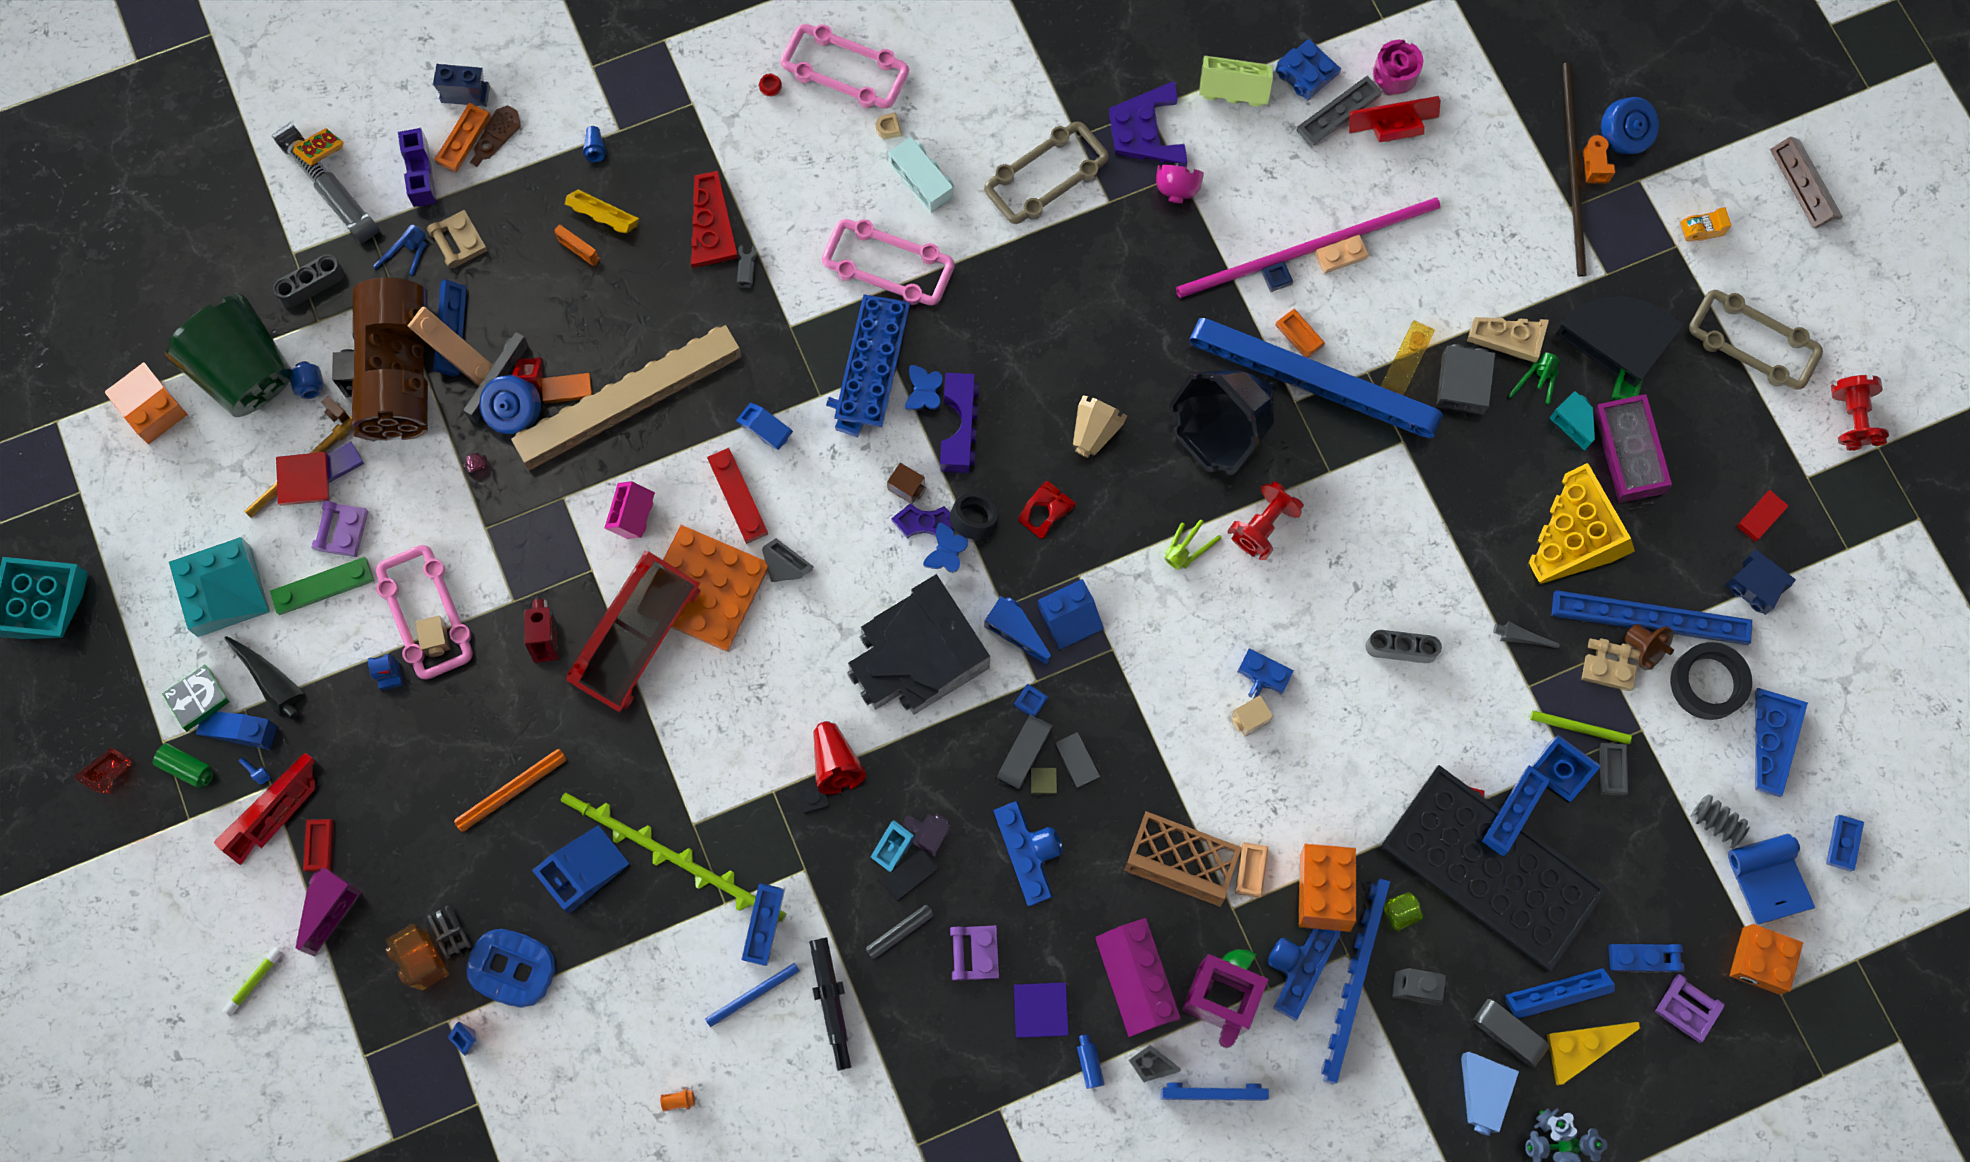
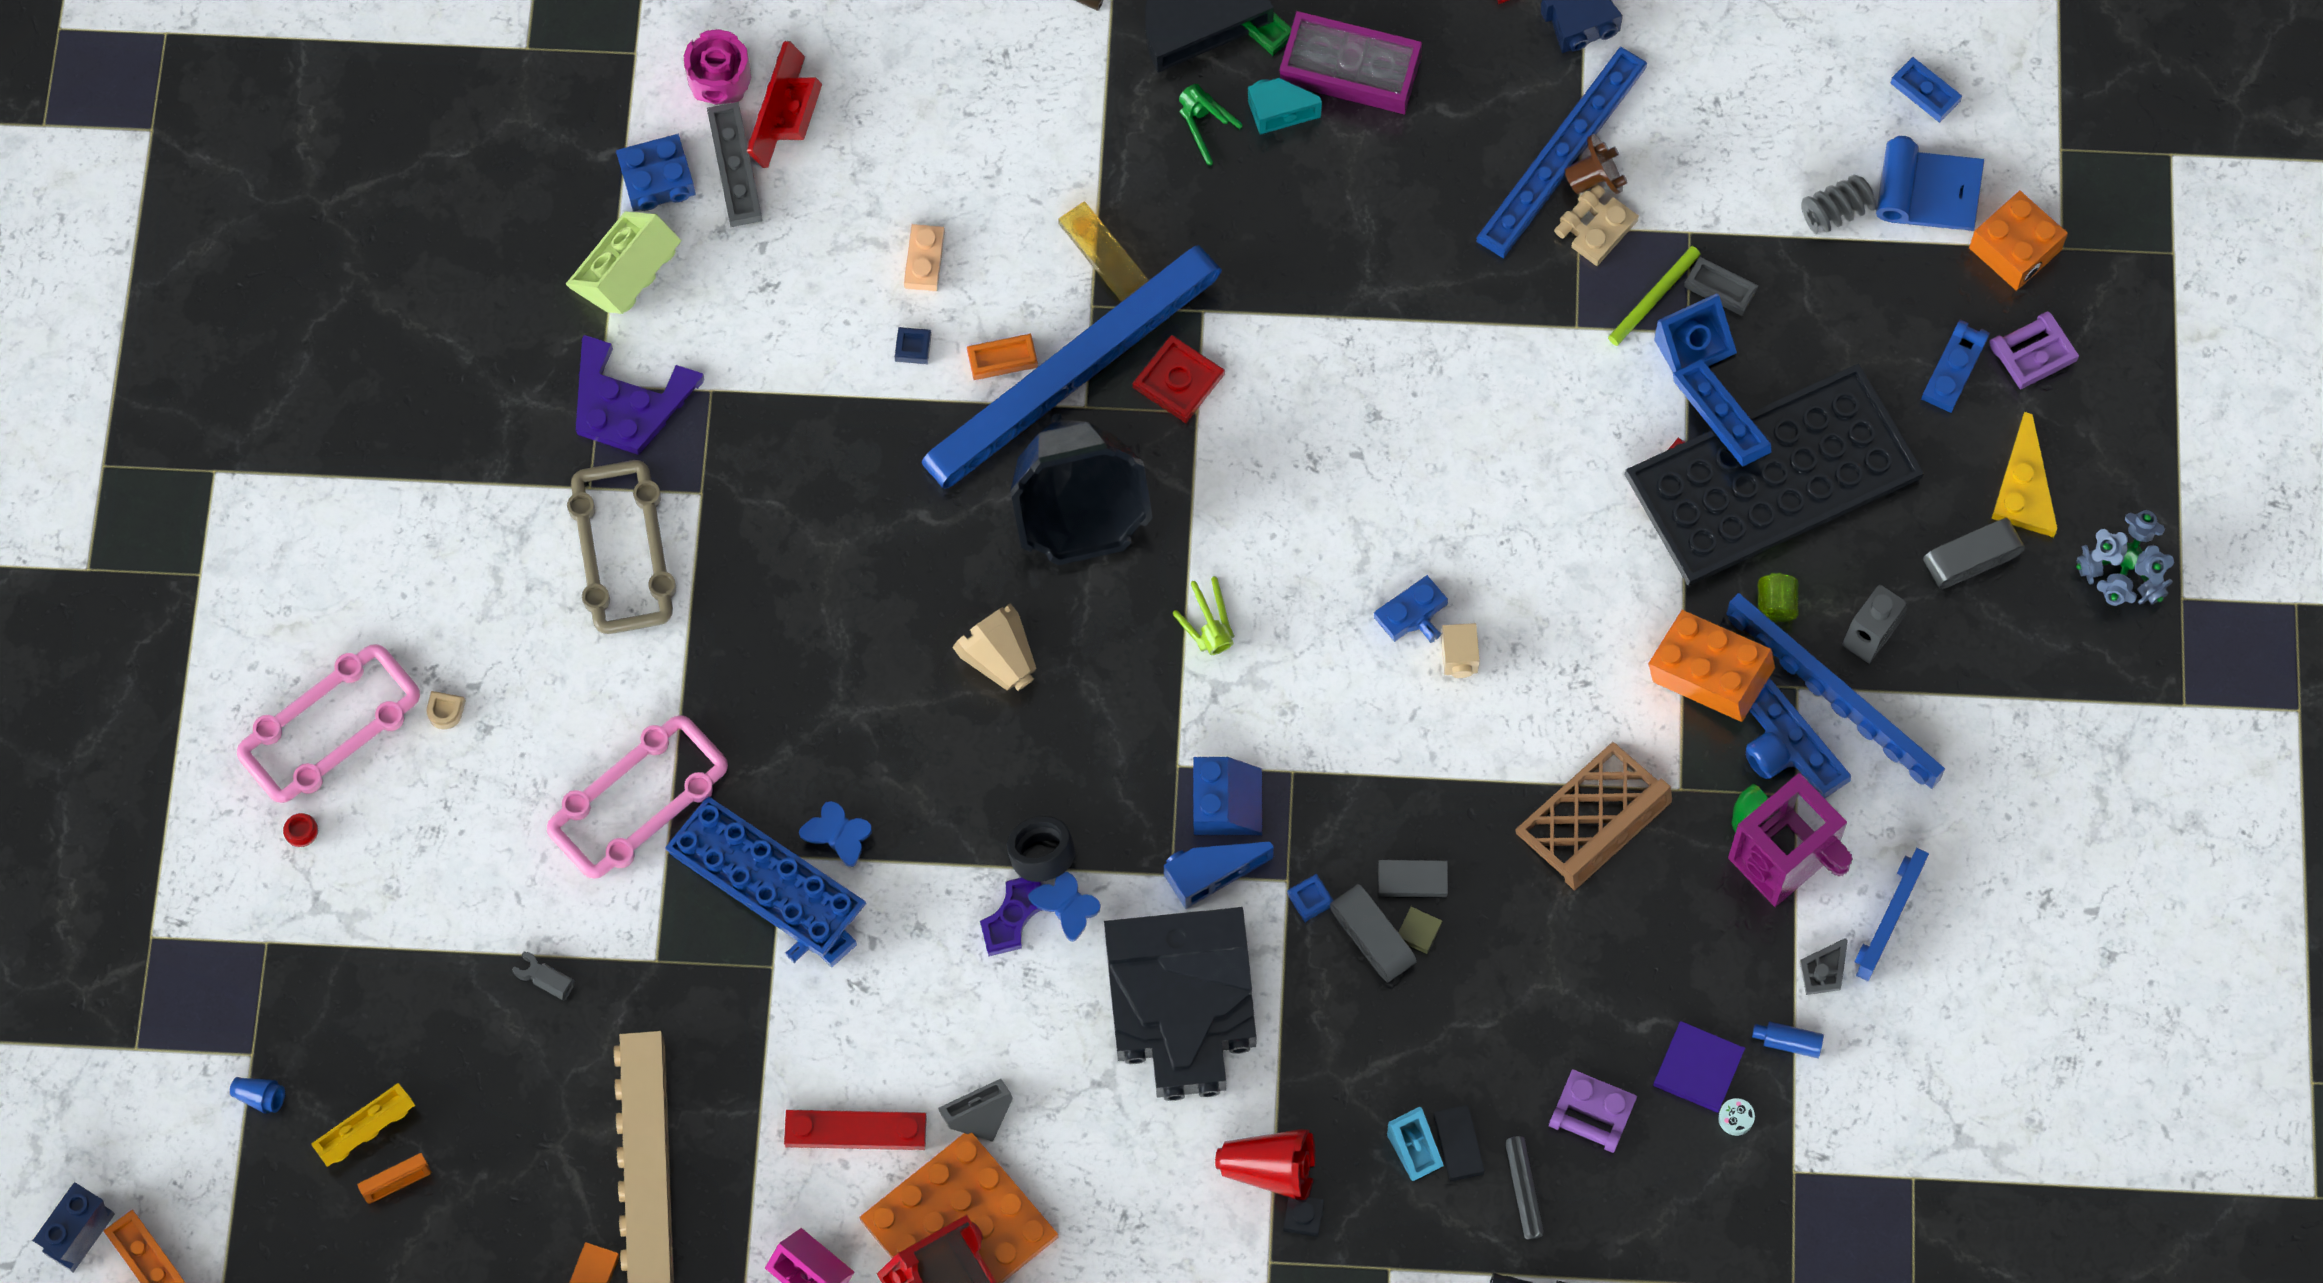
camera: 60 degrees left, 5 degrees down
(493, 137) = (167, 1223): reddish brown piece -> none
(711, 225) = (461, 993): red wing -> none
(764, 425) = (780, 1050): blue slope -> none
(906, 483) = (953, 911): reddish brown brick -> none
(921, 174) = (538, 698): light aqua brick -> none
(930, 833) = (1418, 1088): clear purple brick -> none
(956, 450) = (868, 791): dark purple arch -> none
(1018, 1051) = (1736, 1117): none -> light aqua tile
(1028, 851) = (1499, 988): blue plate -> none
(1057, 504) = (1073, 744): red piece -> none
(1137, 977) = (1714, 934): magenta slope -> none
(1178, 182) = (729, 396): dark pink cylinder -> none
(1251, 870) = (1645, 744): light nougat tile -> none
(1254, 535) = (1238, 531): red piece -> none
(1307, 247) = (894, 293): dark pink piece -> none
(1346, 449) = (1178, 379): none -> red tile
(1414, 641) = (1463, 423): dark grey beam -> none
(1465, 379) = (1164, 199): dark grey brick -> none
(1486, 1091) = (2028, 613): light blue slope -> none
(1511, 337) = (1139, 120): tan wing -> none
(1514, 633) = (1506, 308): dark grey piece -> none
(1560, 993) = (1953, 477): blue plate -> none
(1581, 531) = (1419, 169): yellow slope -> none
(1731, 660) = (1675, 92): black tyre -> none
(1776, 736) = (1767, 92): blue wing -> none

